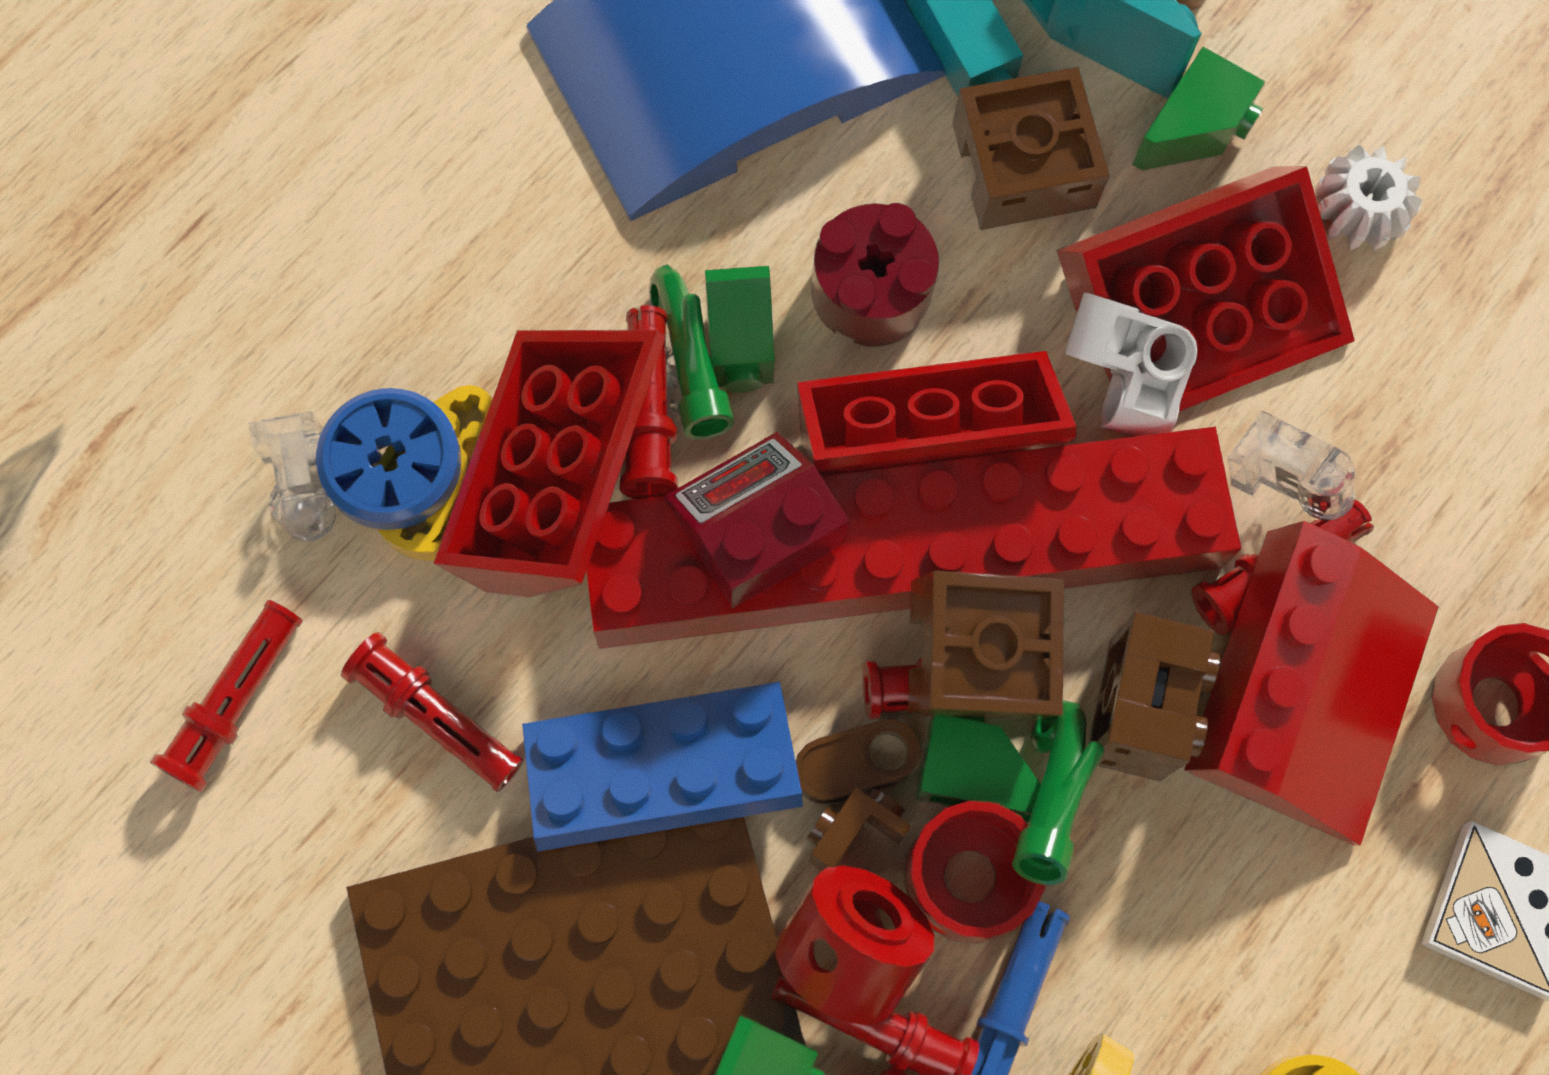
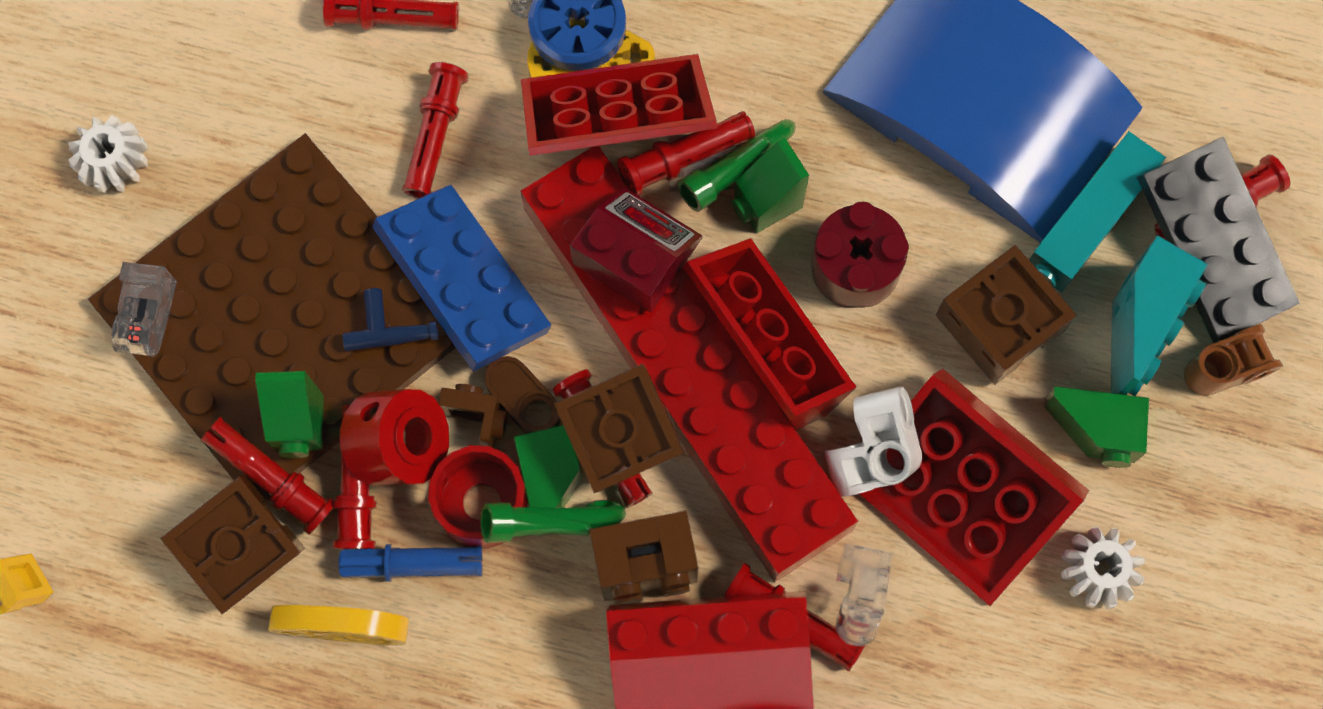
camera: 70 degrees right, 0 degrees up
(693, 908) = (377, 334): none -> dark blue piece

